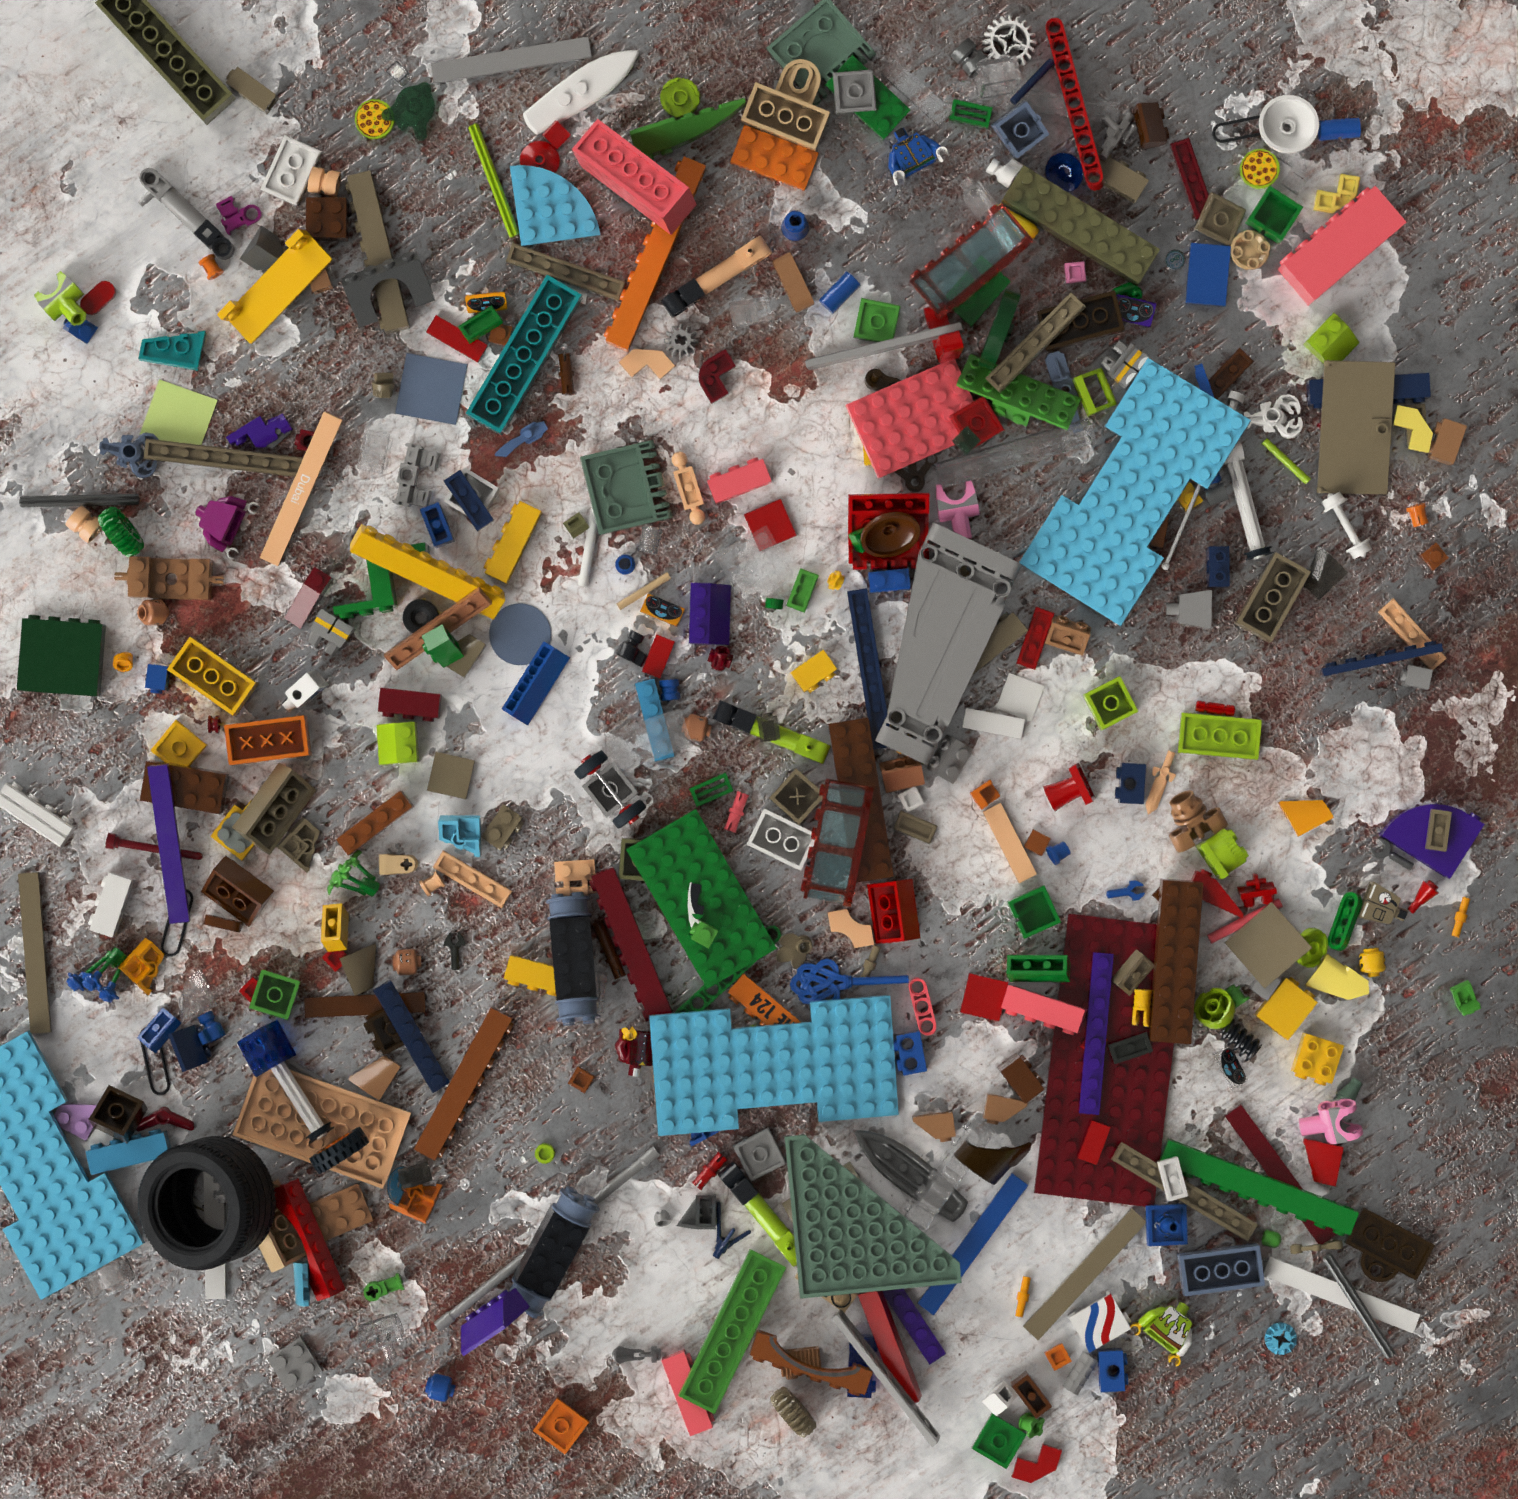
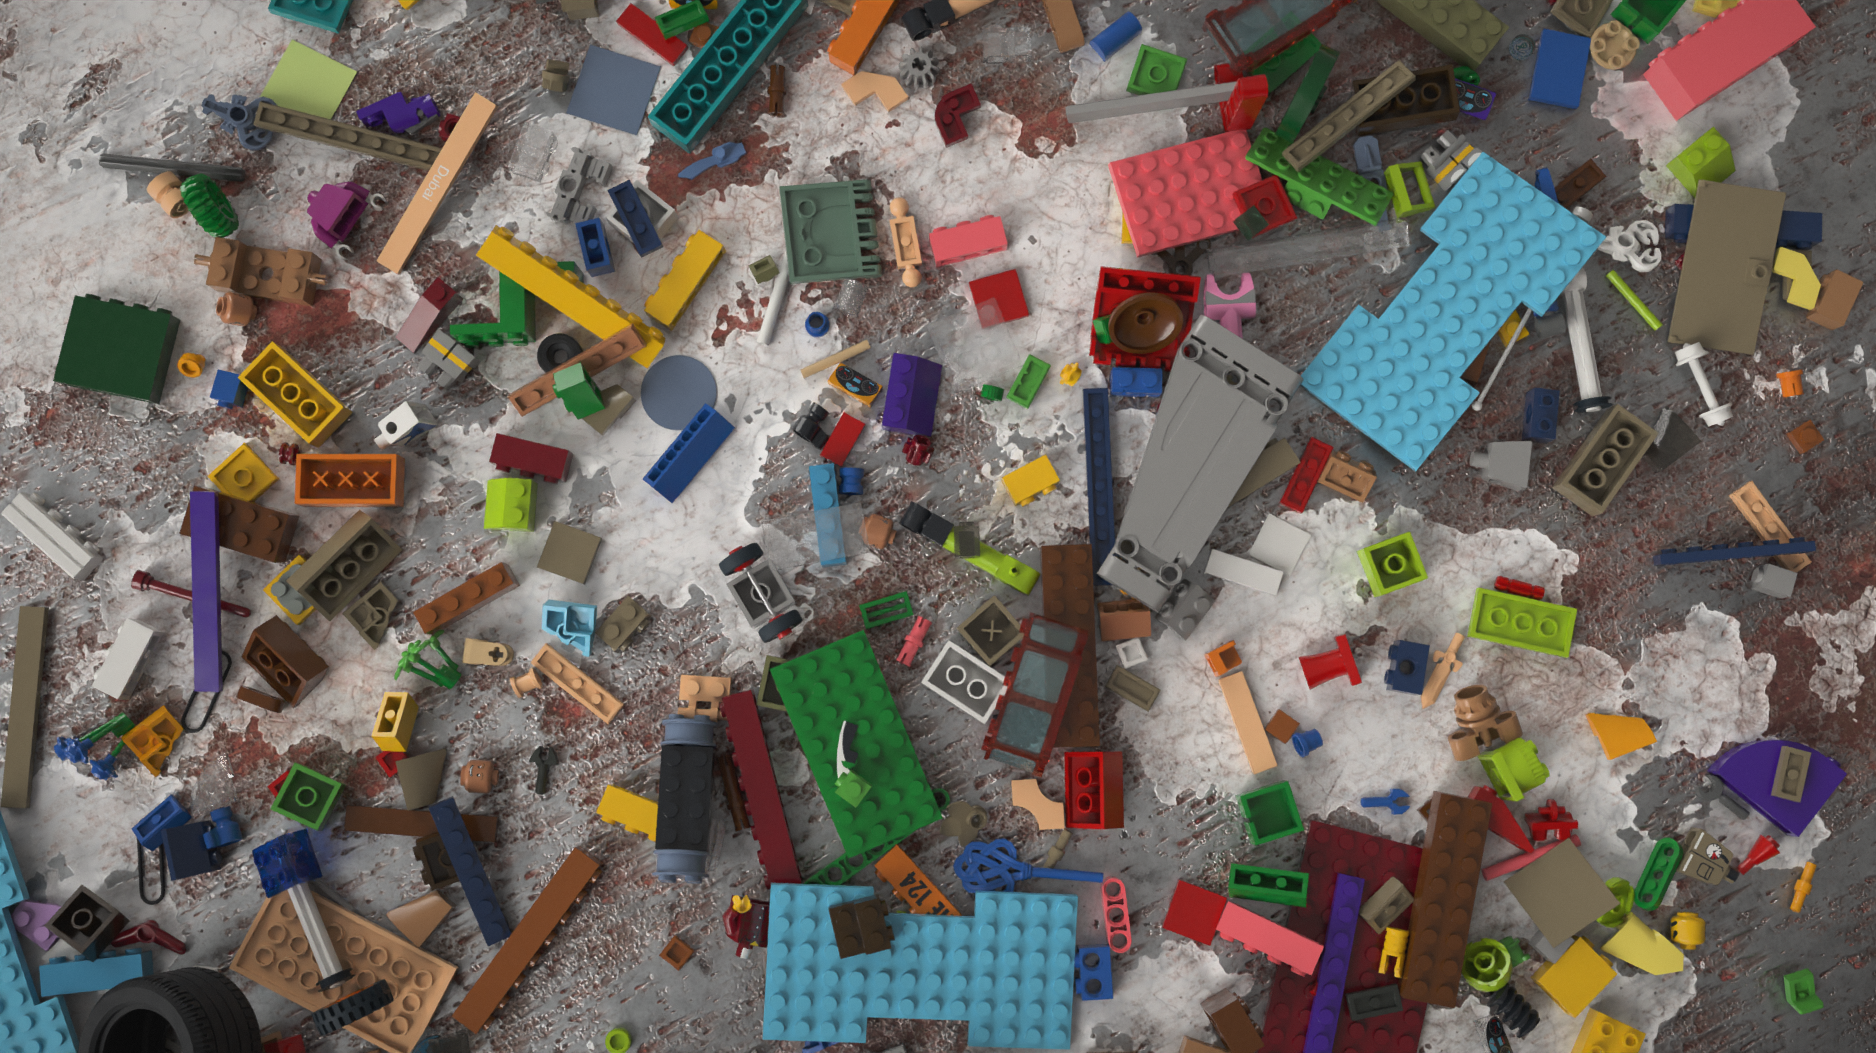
camera: 10 degrees right, 5 degrees down
(724, 1039) = (861, 926): none -> dark brown plate
(877, 380) = (1148, 140): dark brown piece -> none
(1075, 272) = (1399, 47): bright pink tile -> none

